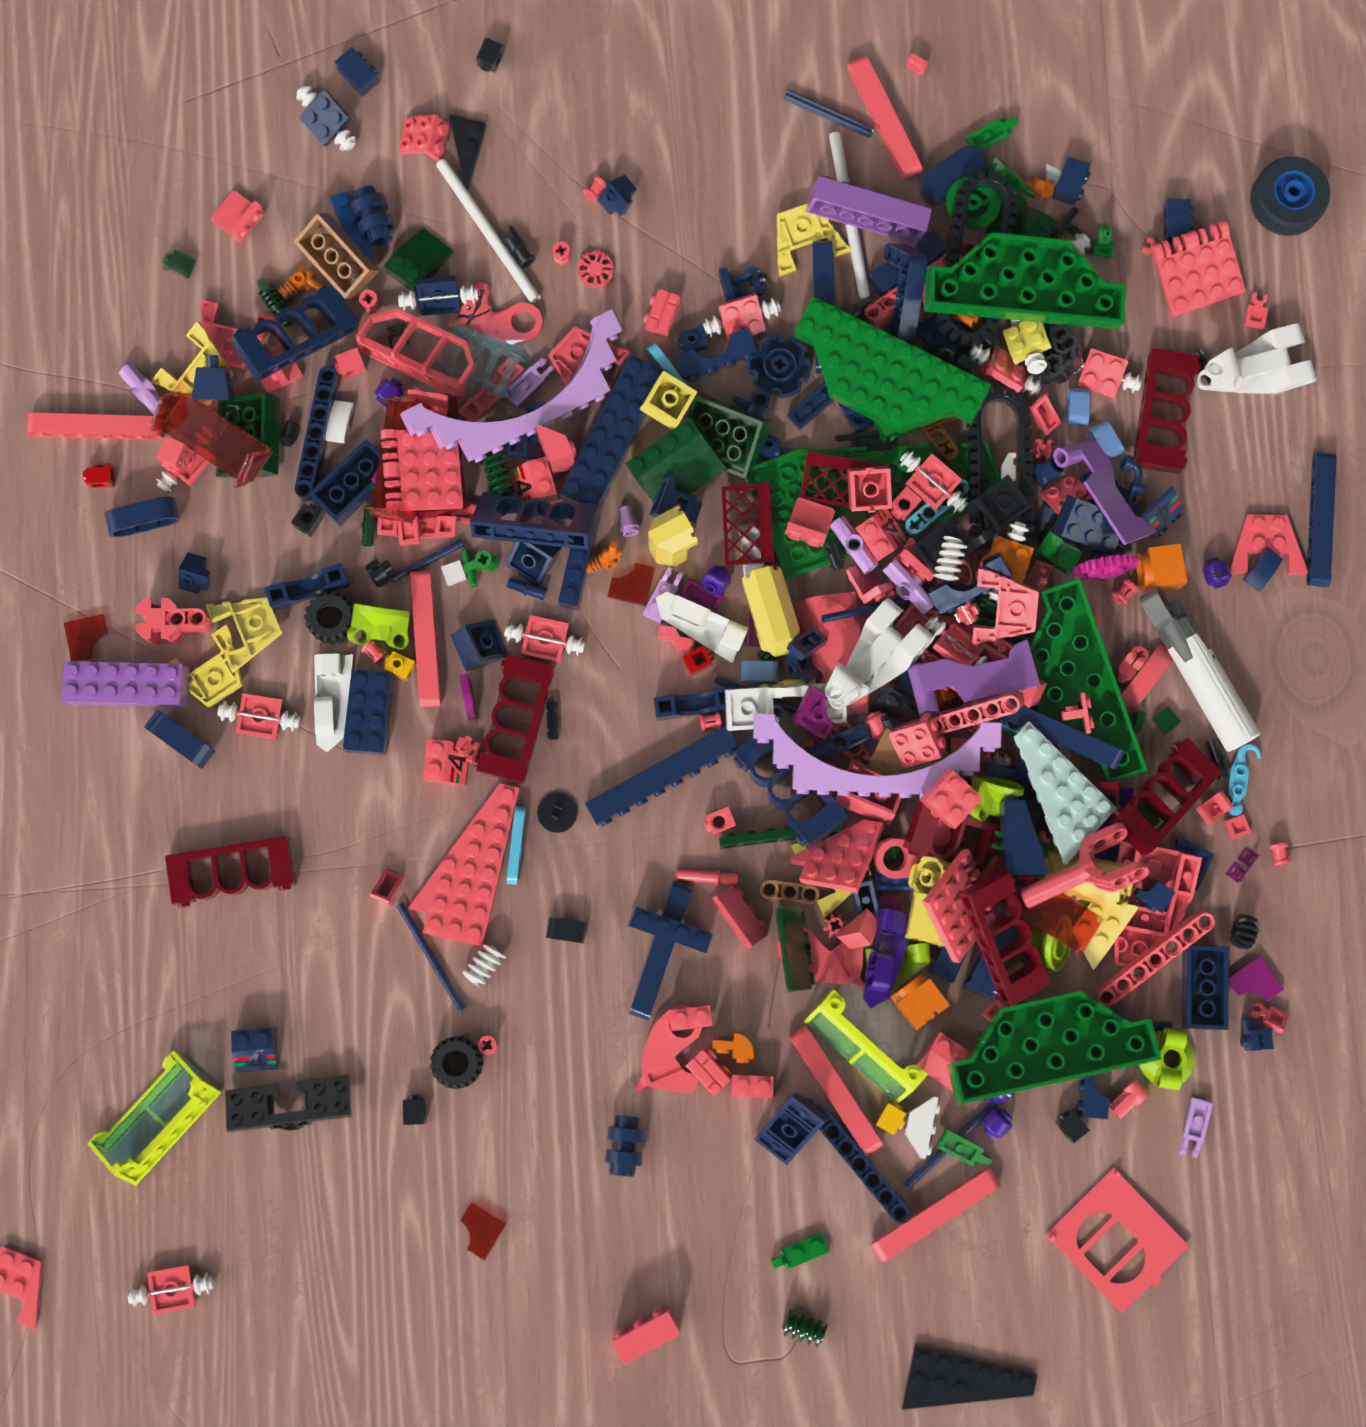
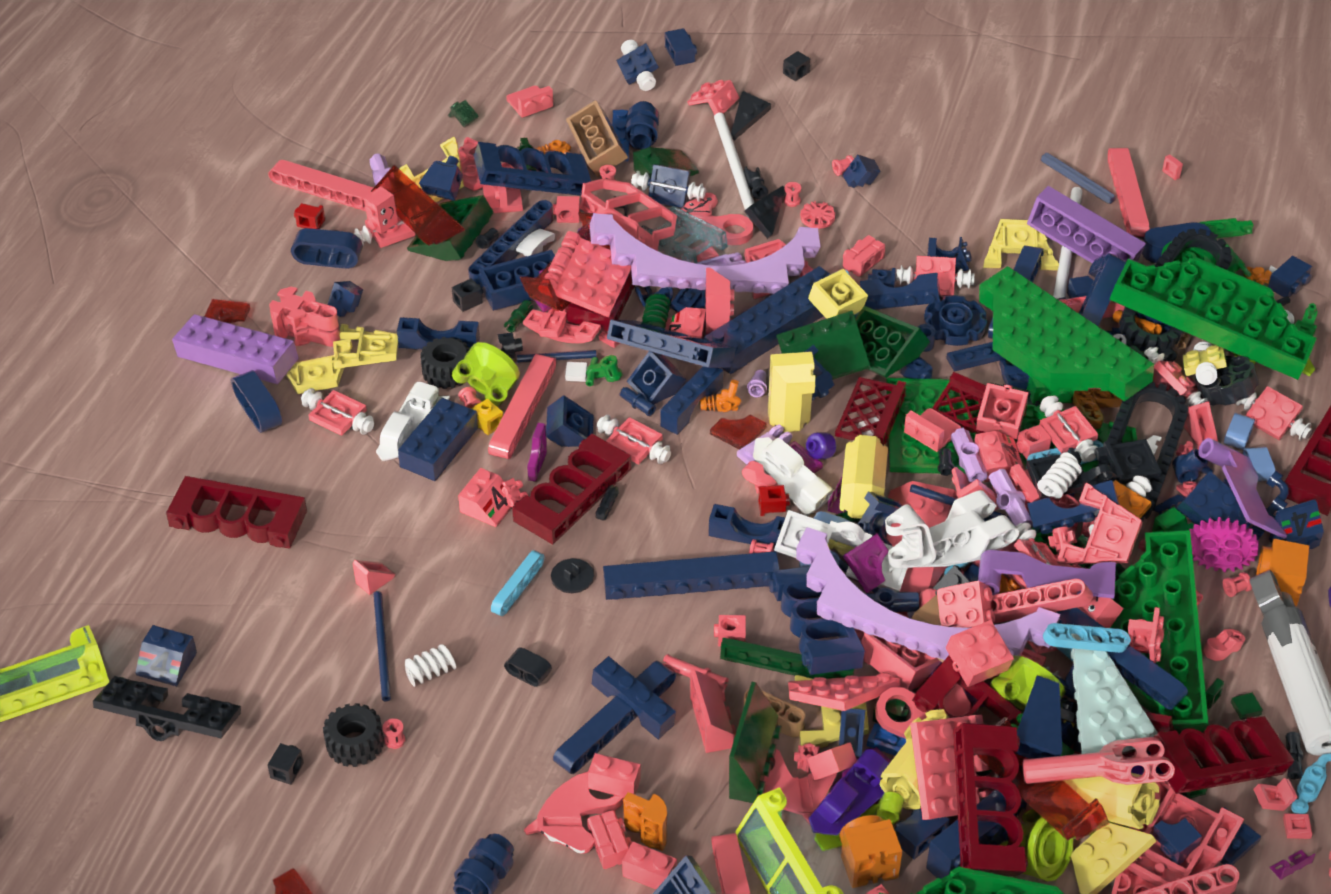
camera: 25 degrees right, 35 degrees down
(465, 883) = (450, 600): coral wing -> none
(544, 289) = (766, 211): none -> black wing
(1031, 741) = (1060, 636): none -> medium azure beam
(1146, 678) = (1235, 659): coral slope -> none

